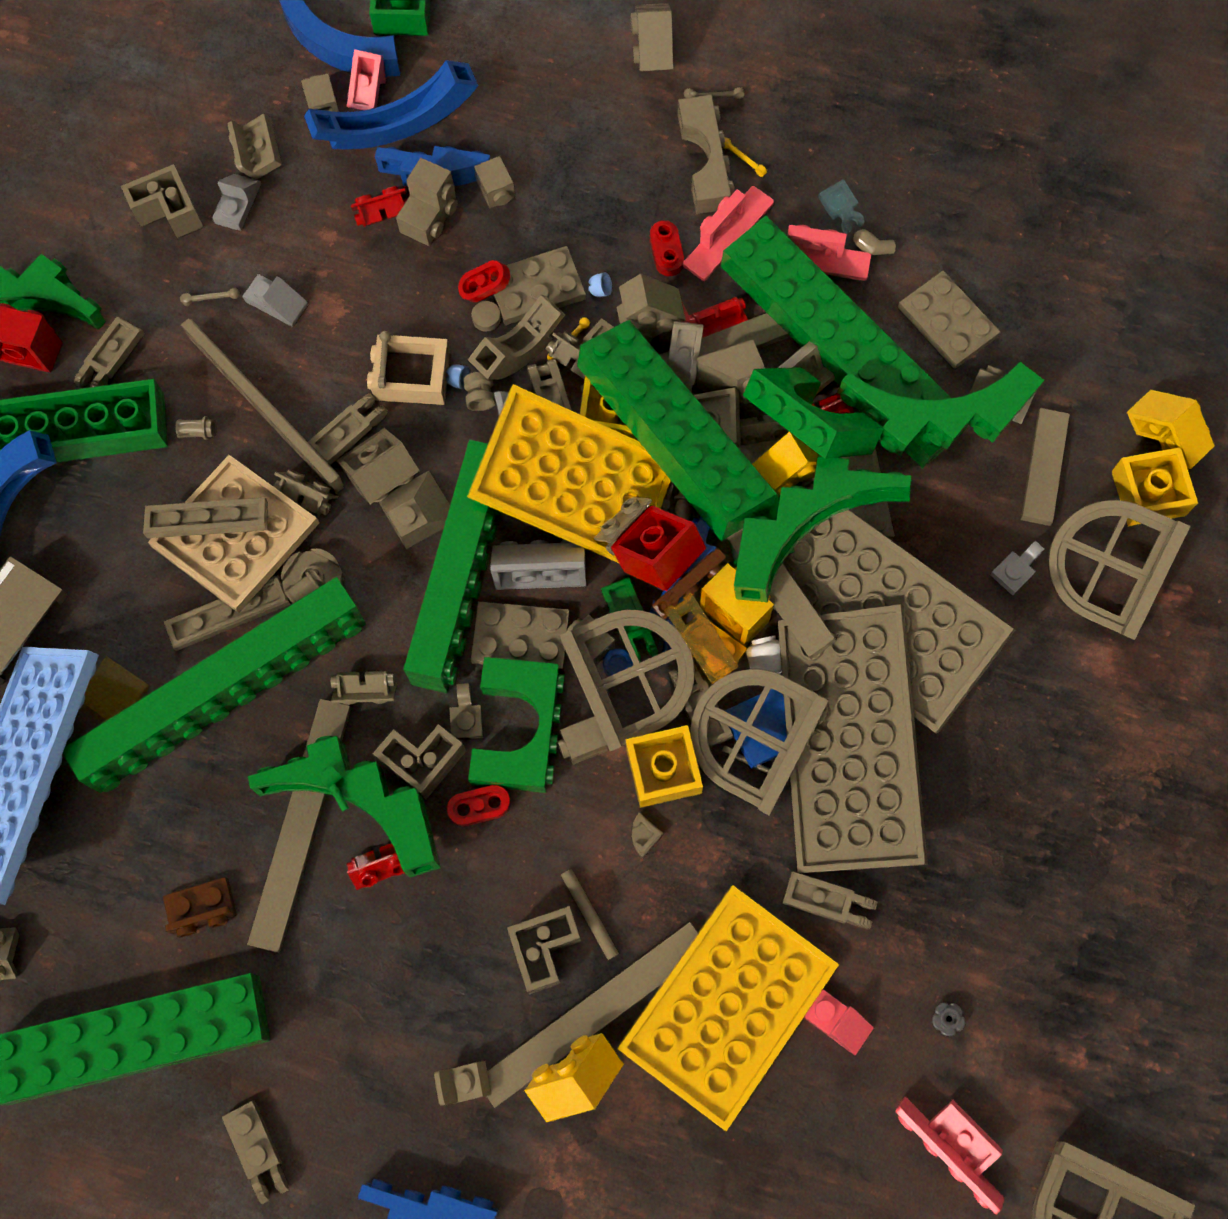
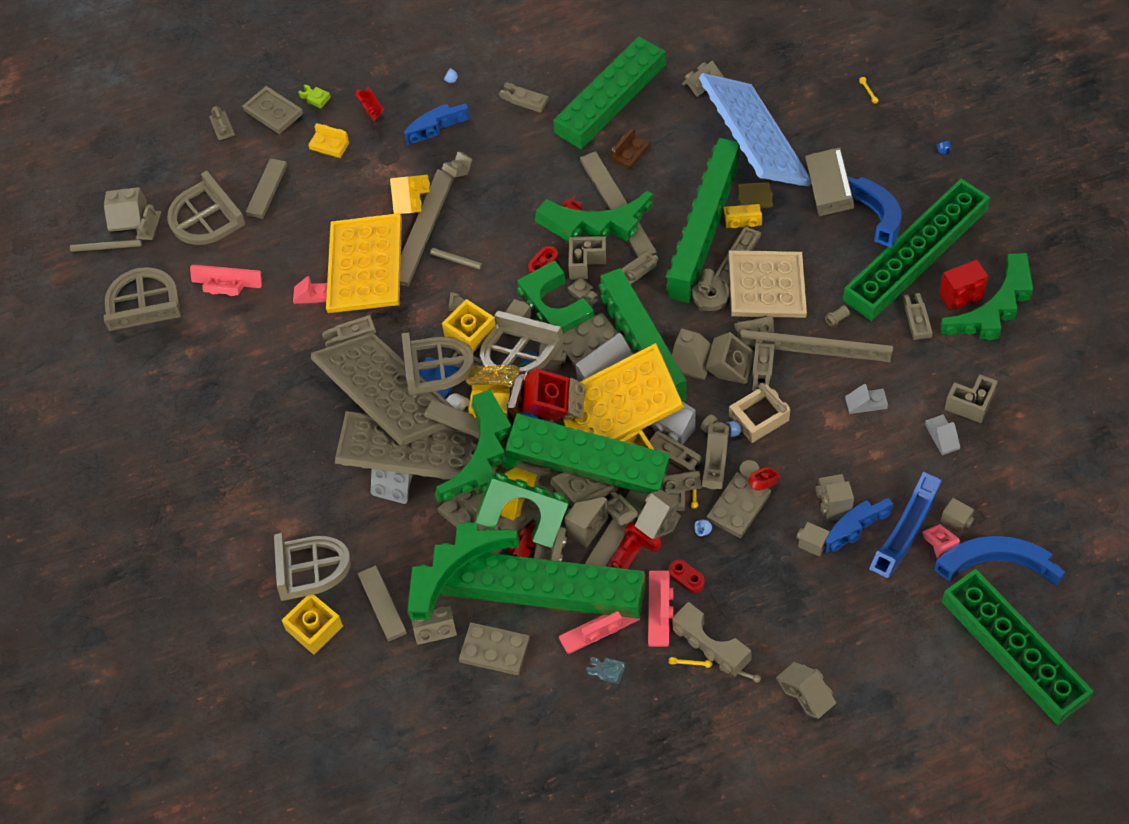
camera: 145 degrees right, 15 degrees down
(154, 663) = (743, 216): none -> yellow bracket
(187, 299) = (912, 371): dark tan hinge -> none
(206, 518) = (782, 273): dark tan plate -> none
(254, 146) = (963, 463): dark tan bracket -> none
(329, 778) = (611, 209): green hand -> none
(370, 207) = (867, 477): red hinge -> none
(534, 943) = (466, 227): dark tan brick -> none
(737, 93) = (749, 673): dark tan hinge -> none
(869, 243) = (571, 658): dark tan arm -> none
(939, 1019) = (263, 328): flat silver plate -> none
(1016, 570) = (361, 538): light grey plate -> none
(1174, 423) = (323, 661): yellow brick -> none

